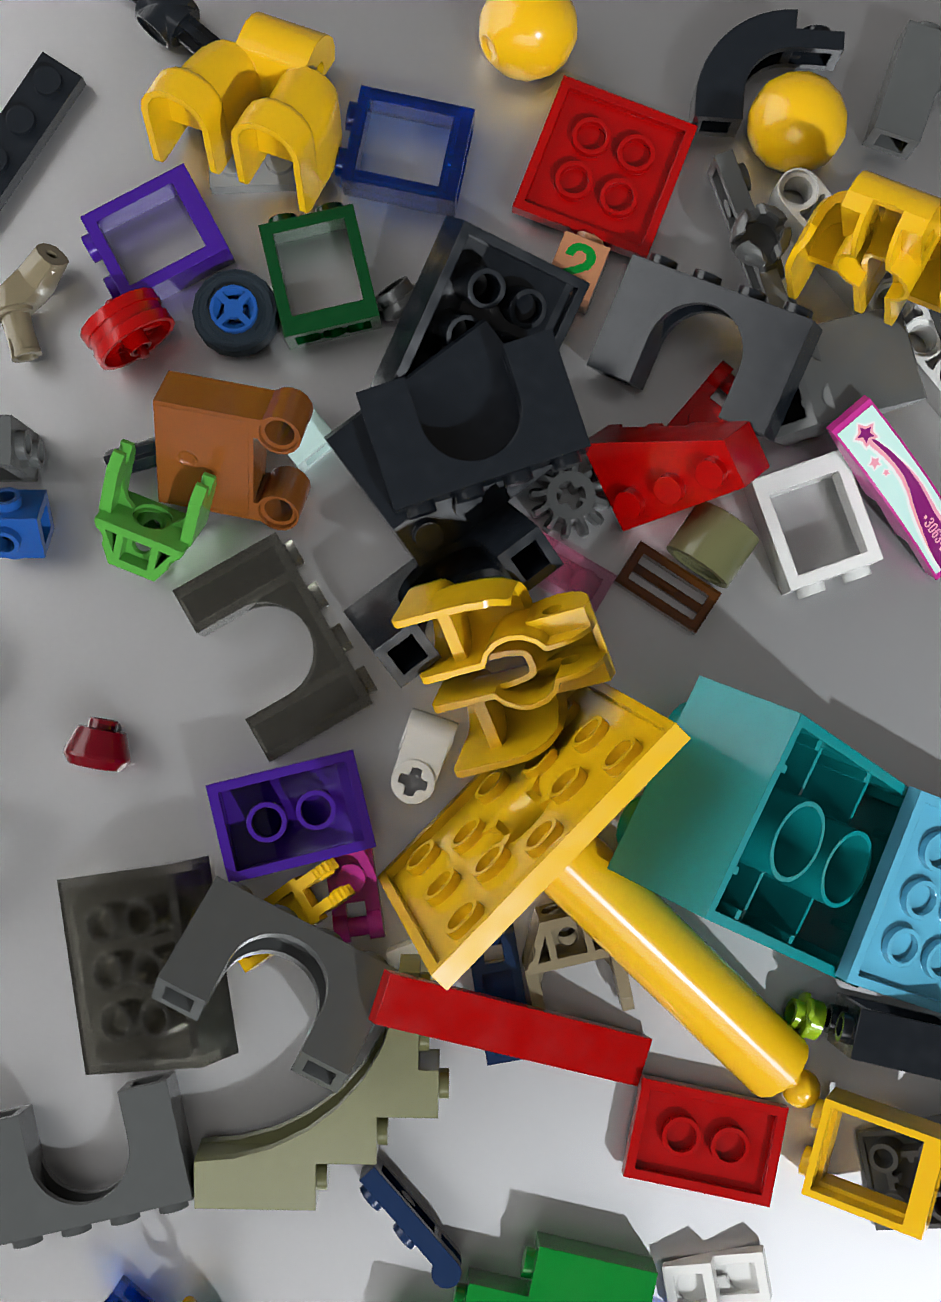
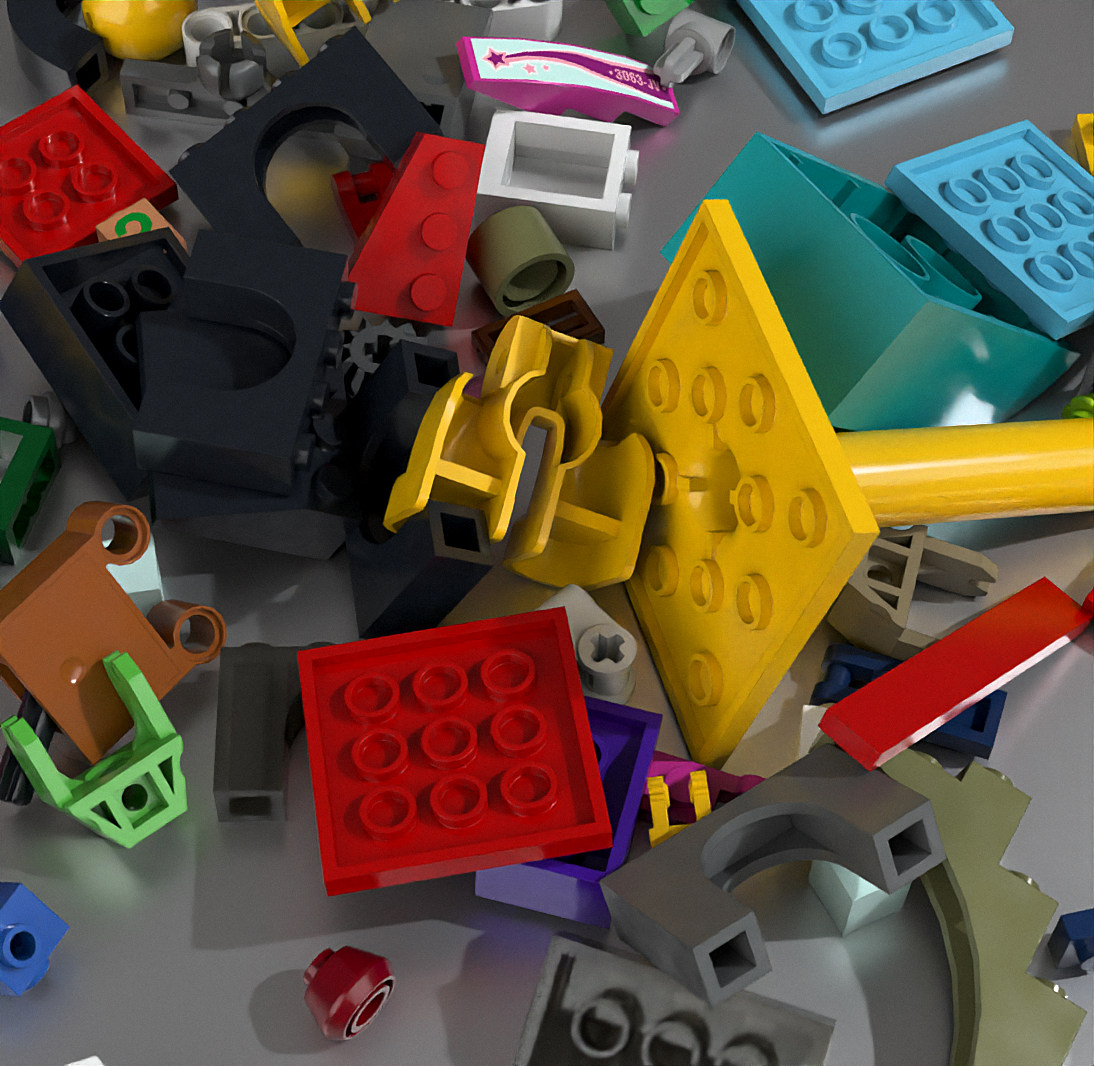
camera: 60 degrees left, 30 degrees down
(264, 730) = (450, 751): none -> red plate

